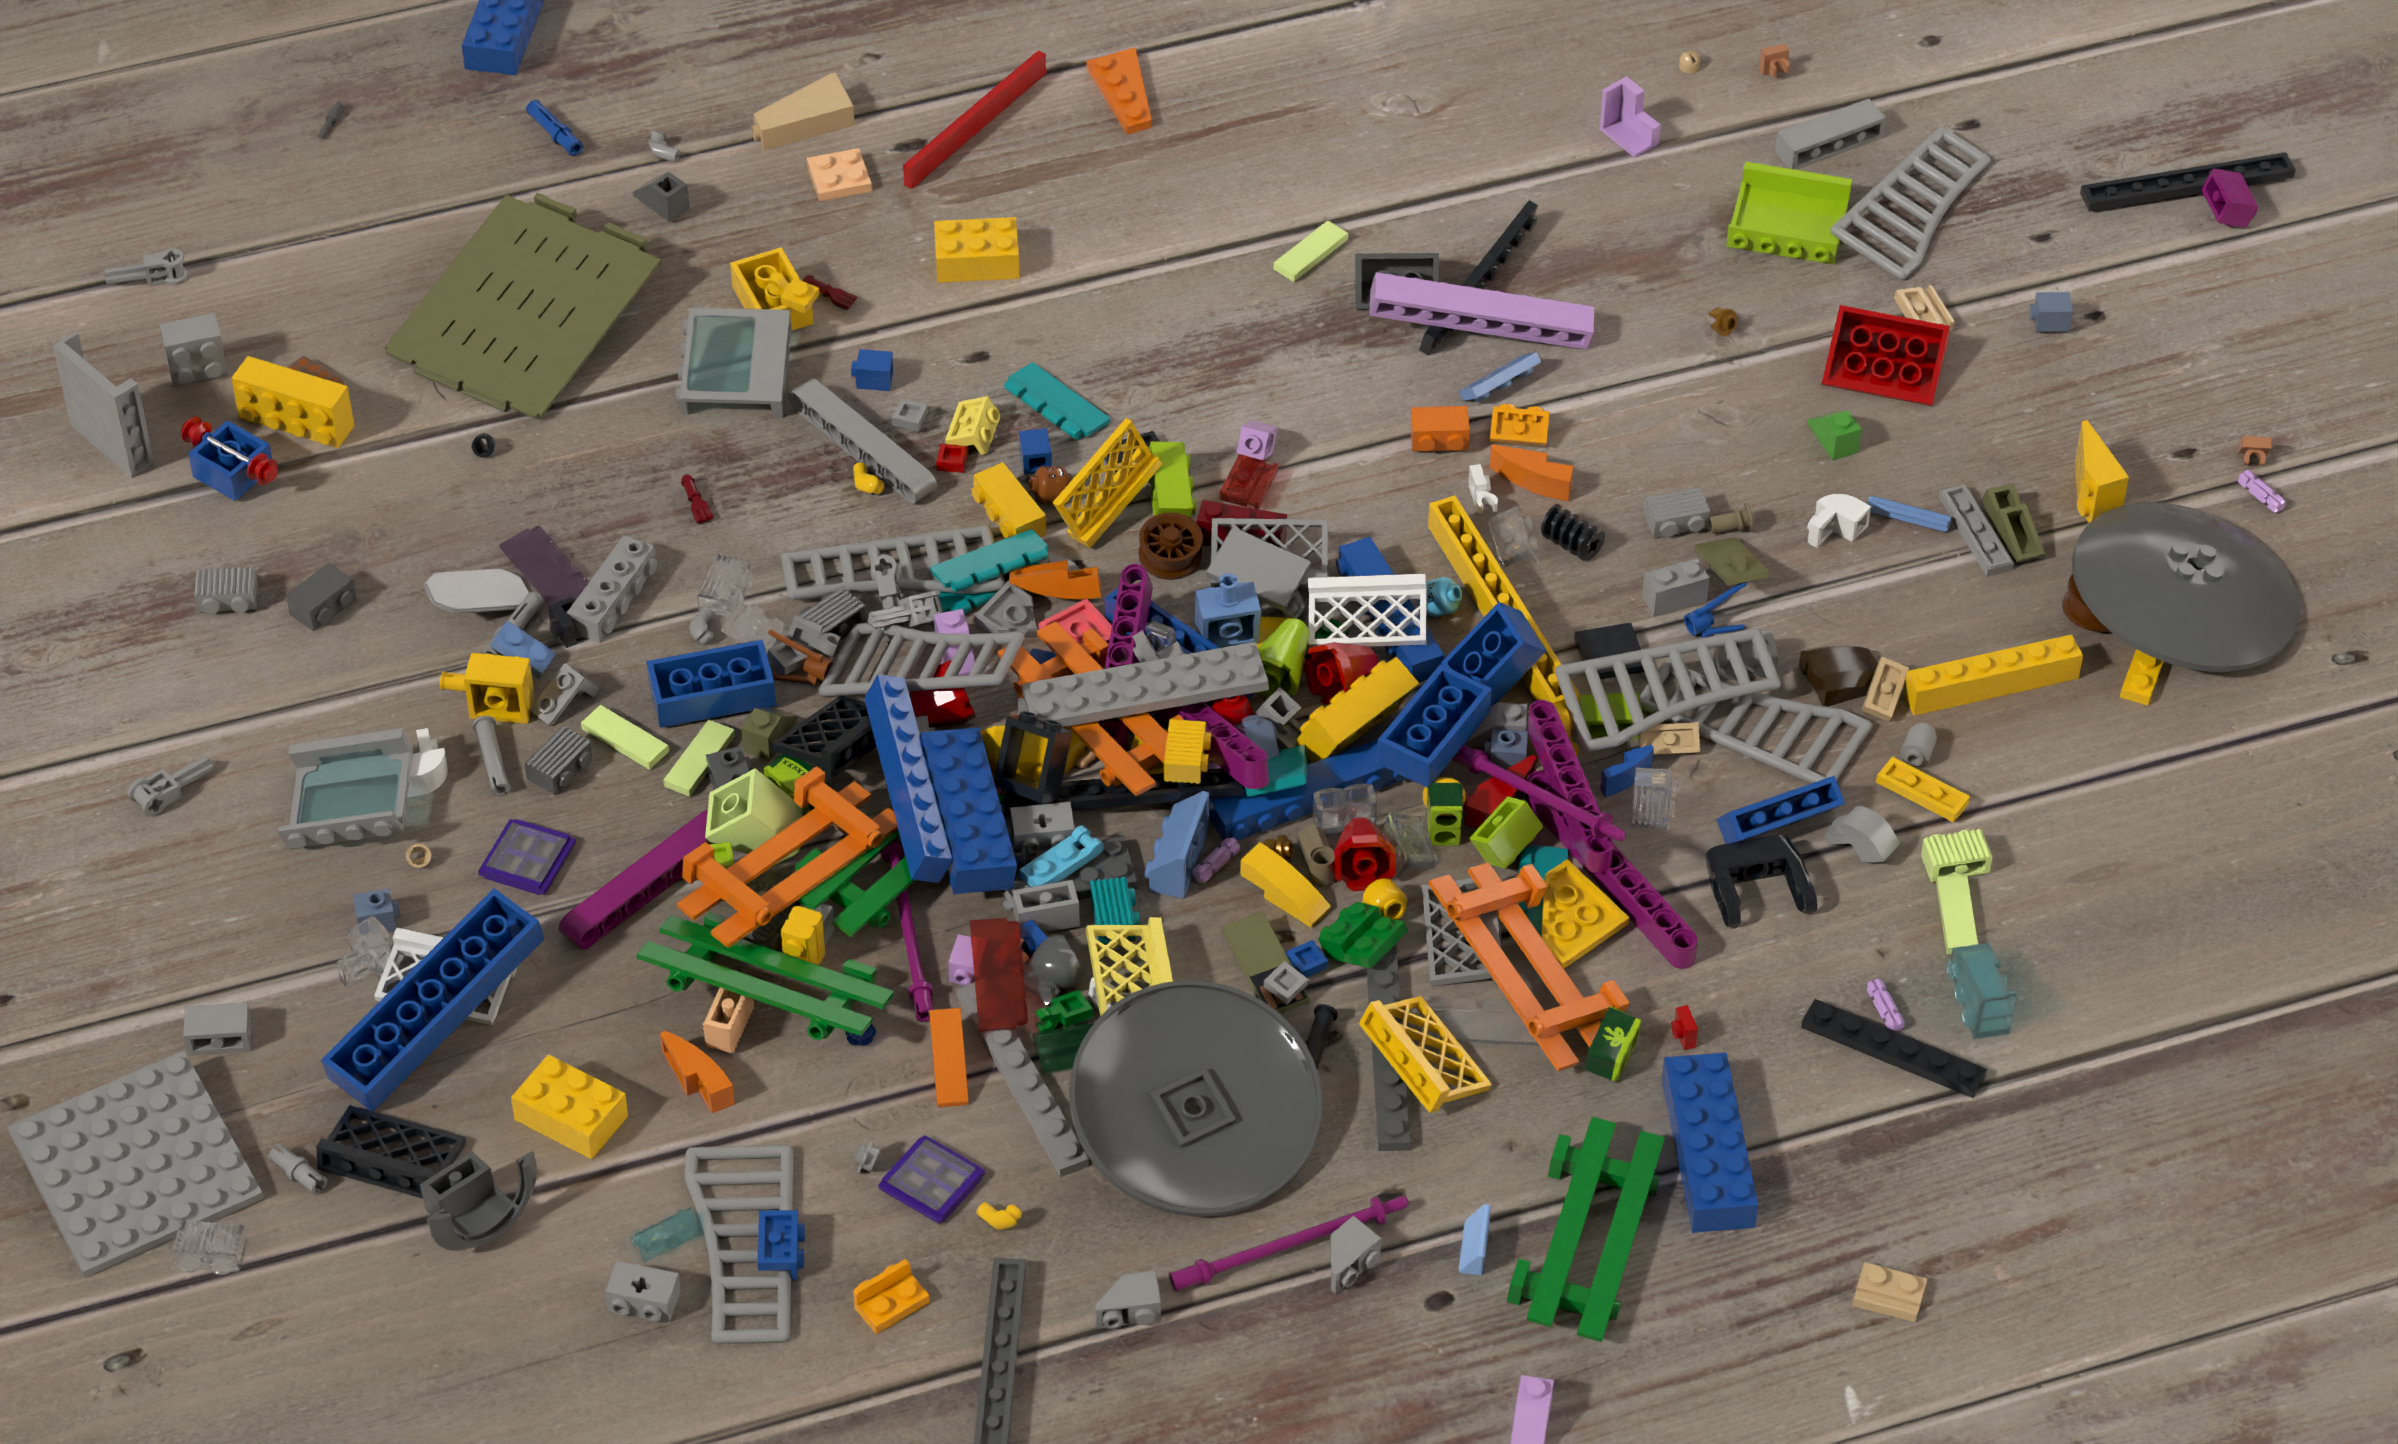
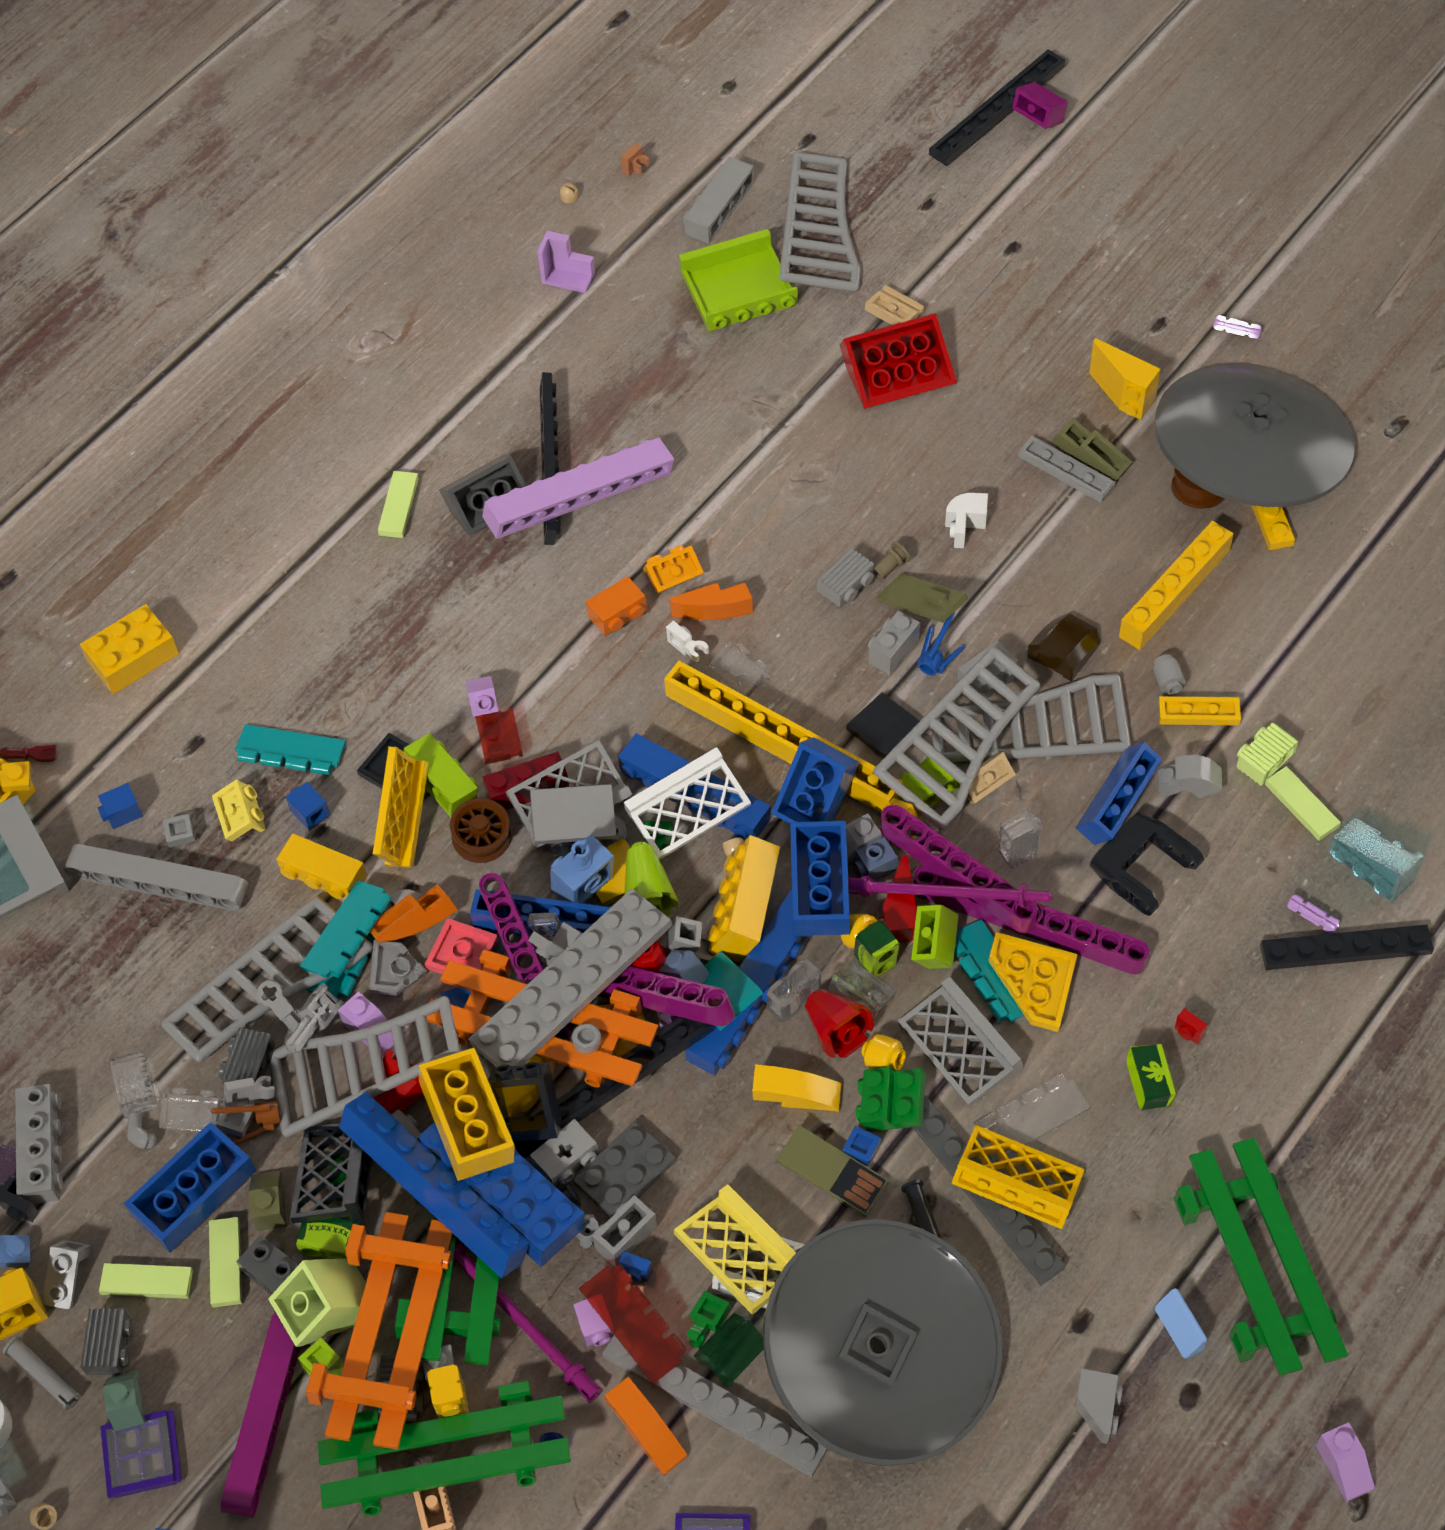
camera: 30 degrees left, 10 degrees up
(540, 807) = (124, 1400): none -> sand green slope
(698, 507) = (57, 1019): dark red piece -> none
(865, 482) = (185, 913): yellow arm -> none
(952, 458) = (240, 849): red tile -> none
(970, 729) = (466, 1114): none -> yellow brick
(974, 119) = (43, 533): red tile -> none
(1049, 483) = (343, 829): dark orange head -> none
(1052, 969) = (670, 1286): dark grey piece -> none
(1062, 859) = (605, 1178): medium azure plate -> none
(1113, 904) = (675, 1194): teal brick -> none
(1123, 88) = (143, 439): orange wing -> none
(1123, 737) = (586, 1038): none -> light grey tile
(1179, 847) = (688, 1105): medium blue slope -> none
(1185, 751) = (650, 1023): yellow brick -> none
(1204, 1271) = (996, 1495): magenta bar -> none
(1216, 860) = (722, 1097): lavender axle -> none
(1281, 846) = (768, 1056): pearl gold plate -> none
(1285, 982) = (865, 1180): light grey plate -> none
(1317, 855) = (799, 1042): dark tan piece -> none
(1336, 667) = (697, 867): red cone -> none
(1442, 597) = (731, 750): medium azure head -> none
(1500, 377) = (626, 534): medium blue plate -> none
(1503, 899) = (980, 1003): orange fence -> none
(1572, 533) = (781, 640): black piece -> none
(1621, 776) = (977, 823): blue slope -> none
(1709, 1142) = (1287, 1119): blue brick -> none
(1725, 320) = (757, 395): pearl gold plate -> none
(1837, 433) = (909, 443): bright green slope -> none
(1885, 689) = (1110, 641): tan plate -> none
(1909, 514) = (1011, 482): medium blue axle -> none
(2051, 311) = (988, 261): sand blue brick -> none
(2254, 446) = (1207, 294): nougat tile -> none

